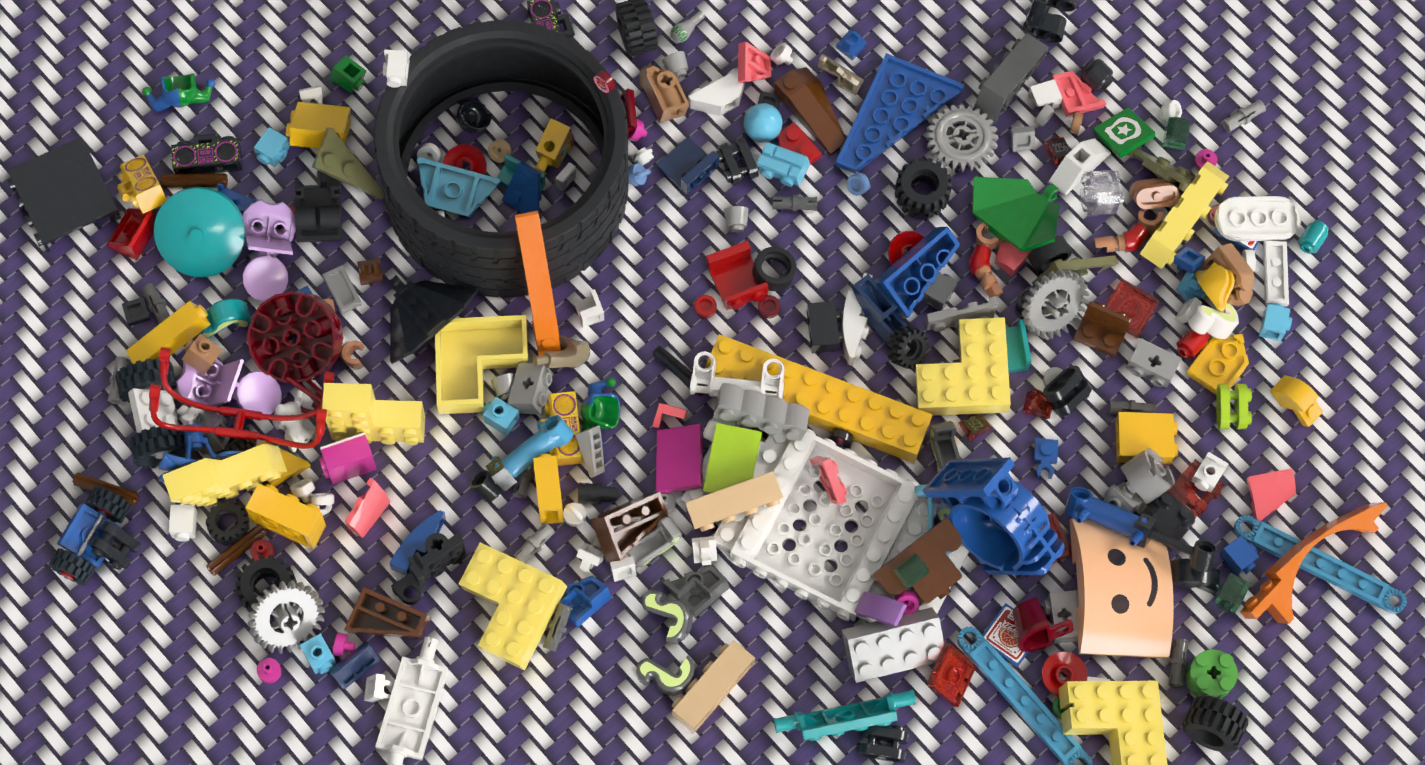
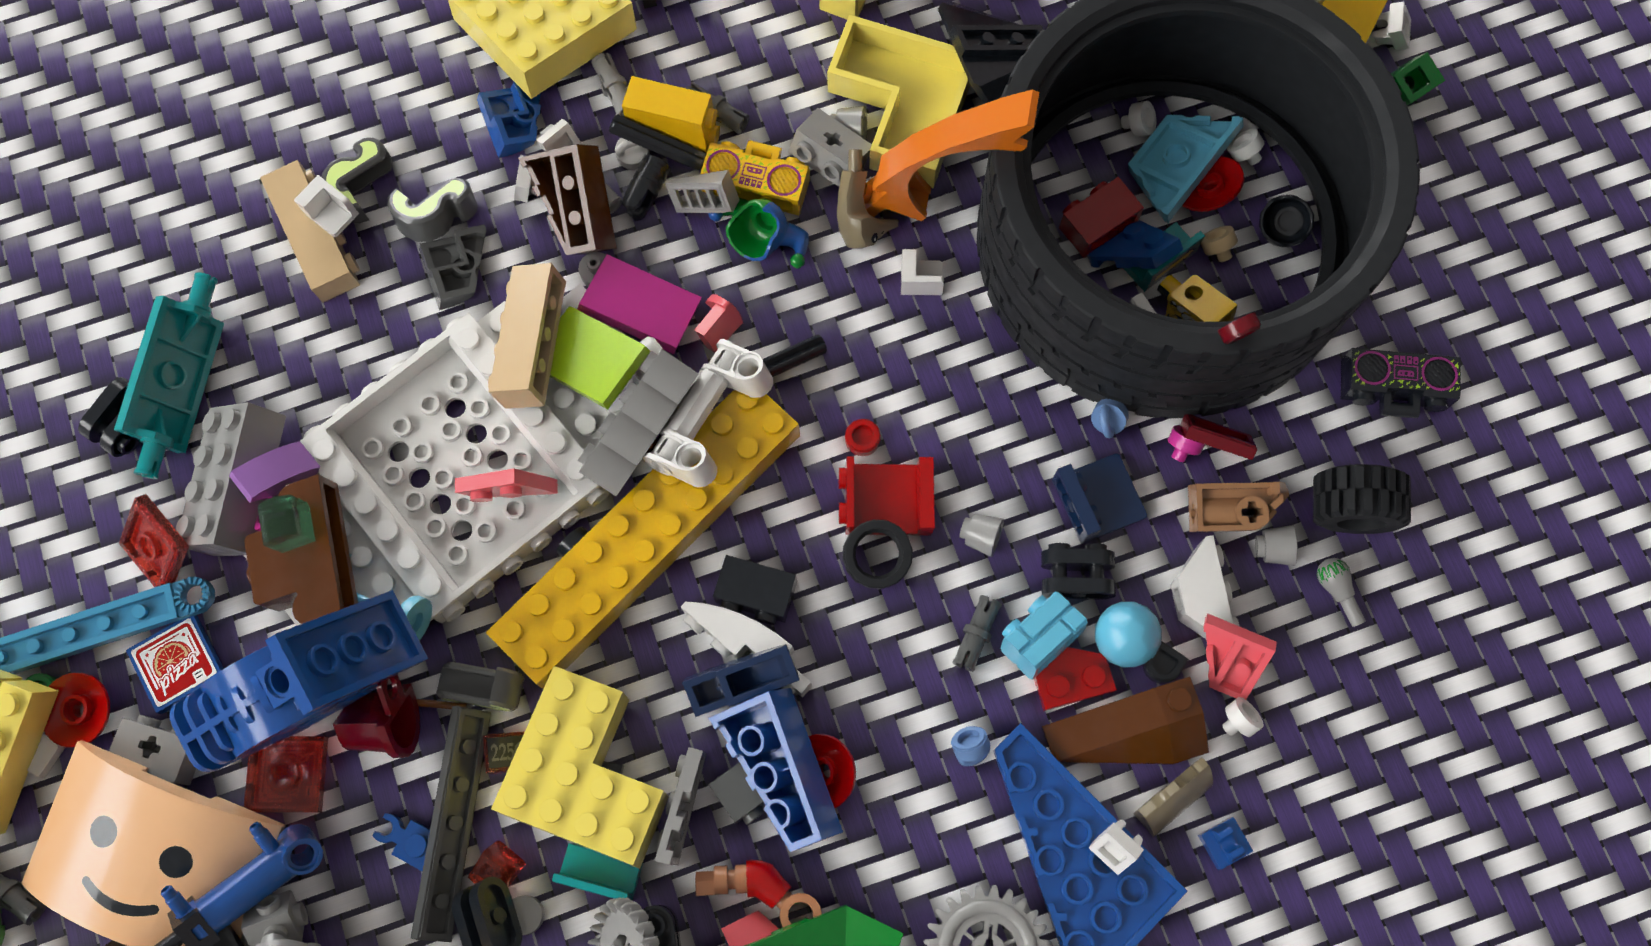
camera: 120 degrees right, 5 degrees up
(396, 67) = (1369, 33): white brick -> none
(500, 415) = (806, 98): medium azure brick -> none
(501, 215) = (1100, 216): none -> red brick
(503, 472) = (725, 76): dark azure piece -> none
(557, 627) = (485, 71): dark grey pin -> none
(567, 493) = (657, 142): none -> black axle
(643, 156) = (1136, 437): white plate -> none
(656, 542) = (537, 238): light grey animal -> none
(699, 668) = (326, 206): none -> white panel
(704, 550) = (493, 289): white tile -> none
(769, 307) = (825, 528): dark red tile -> none
(881, 90) = (1117, 847): none -> white tile
(899, 343) = (663, 697): black tyre -> none
(926, 172) = (955, 837): black tyre -> none
(1025, 435) = (450, 824): none -> dark grey tile
(1033, 627) = (145, 689): dark red container -> none

